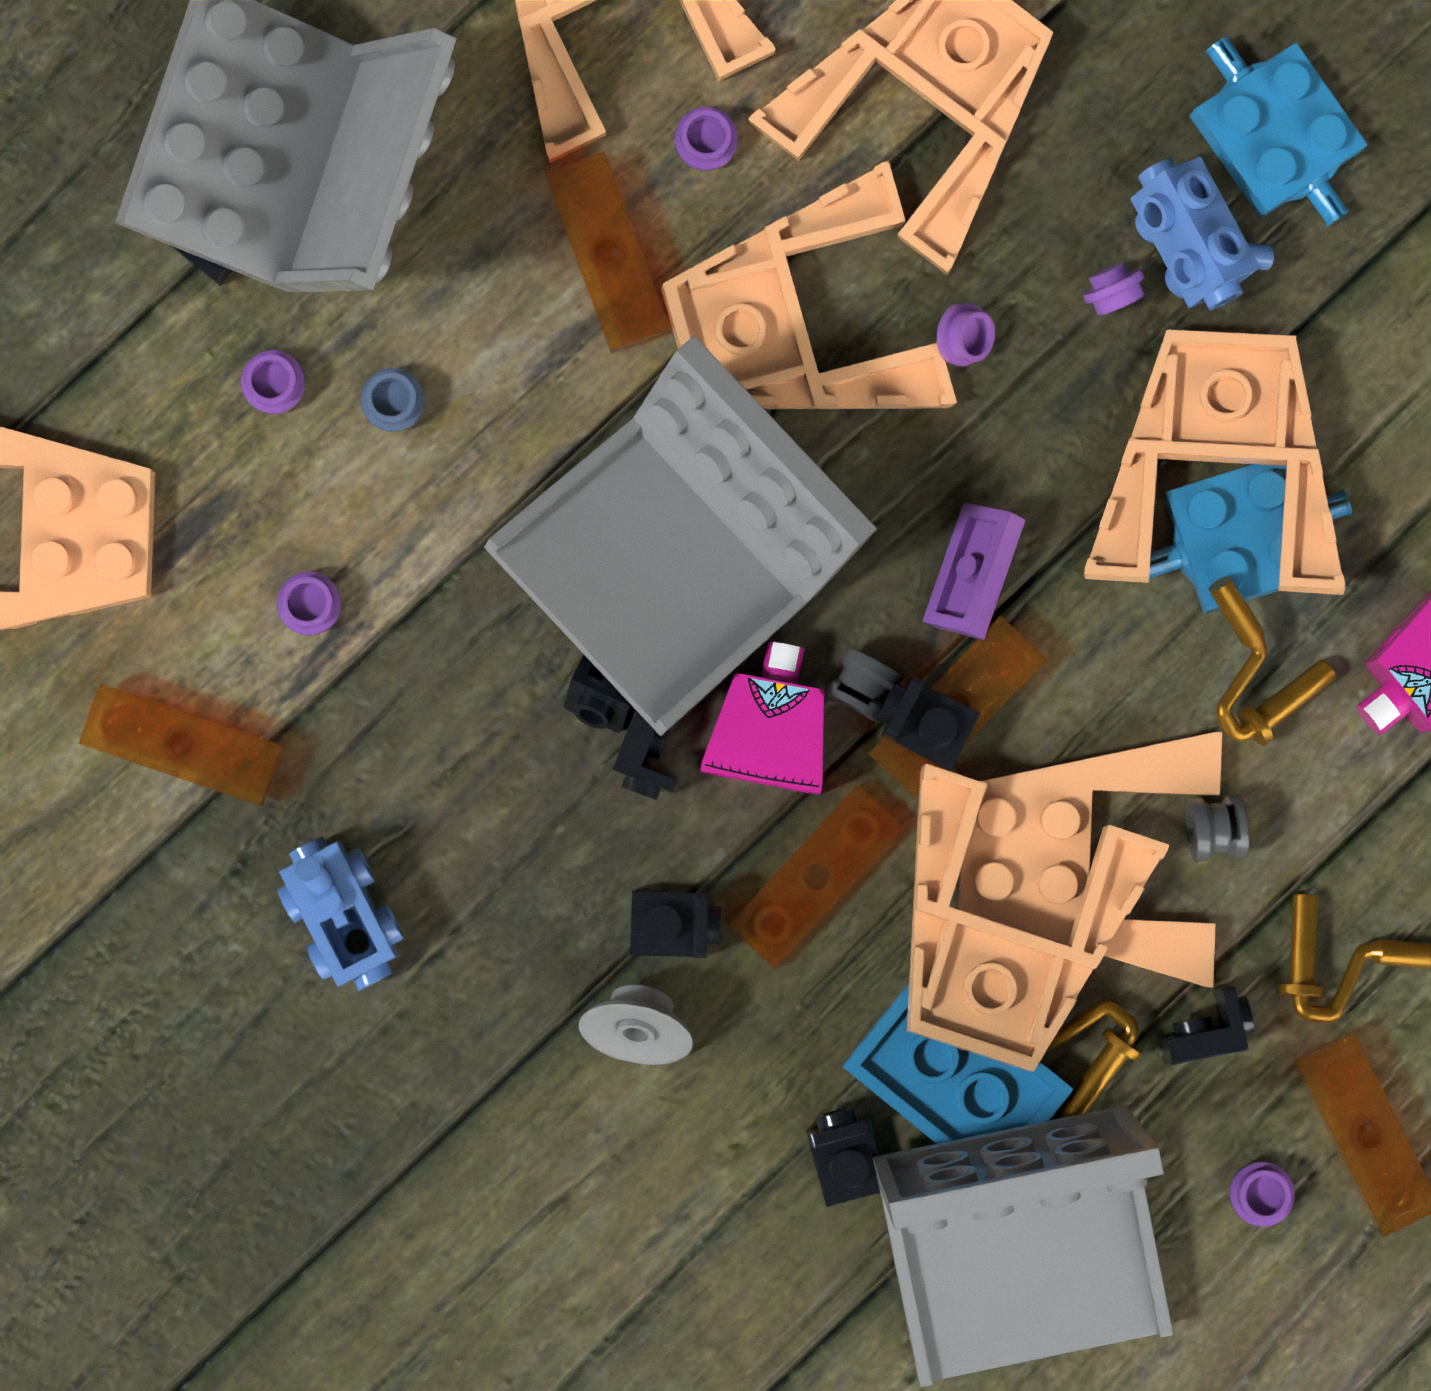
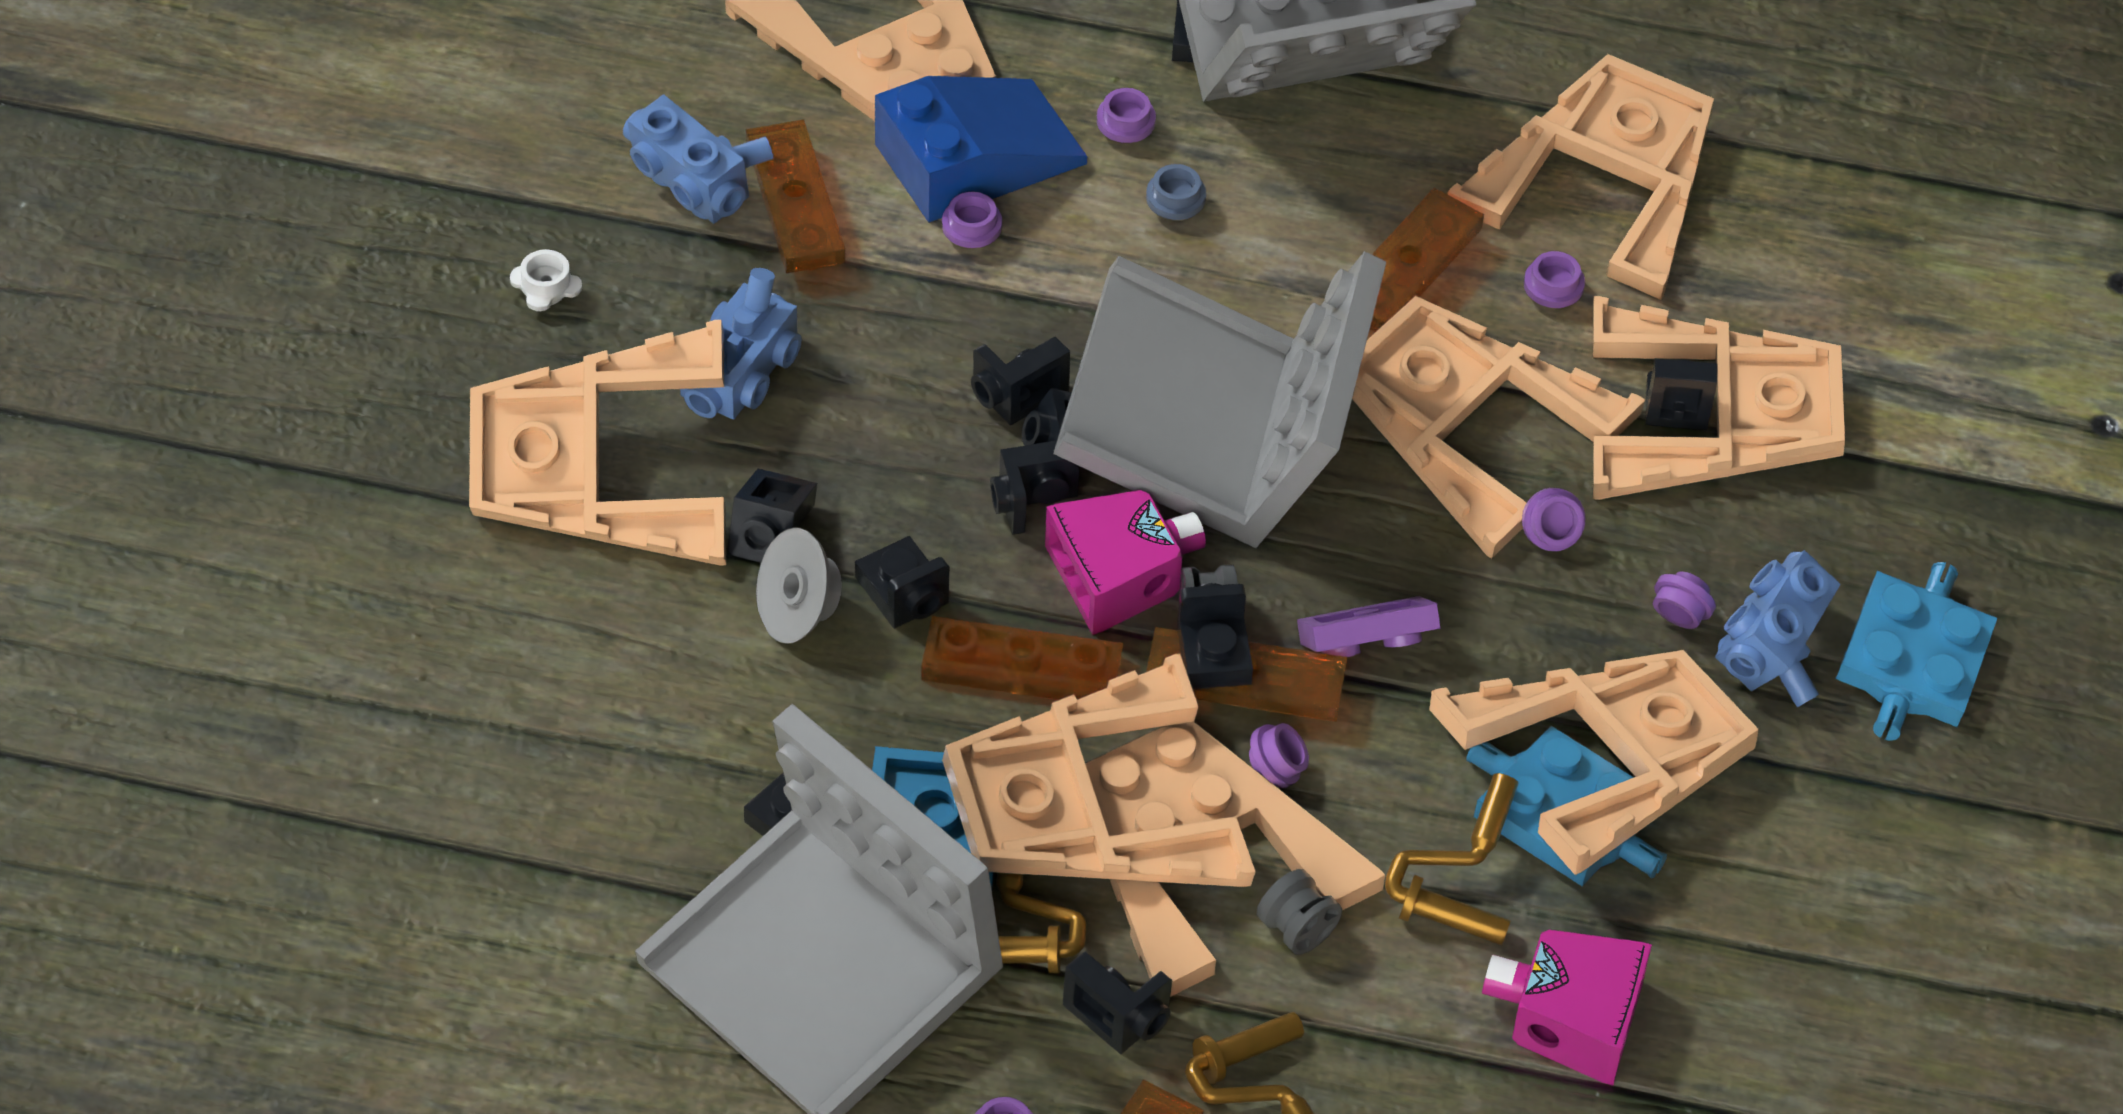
camera: 55 degrees right, 35 degrees down
(106, 815) = (692, 161): none -> medium blue brick
(121, 1035) = (545, 279): none -> white plate
(216, 535) = (970, 137): none -> blue slope
(346, 1156) = (540, 448): none -> light nougat wing
(530, 675) = (1021, 384): none -> black bracket
(533, 993) = (765, 509): none -> black bracket
(905, 129) = (1680, 393): none -> black bracket
(1053, 736) = (1278, 754): none -> medium lavender plate

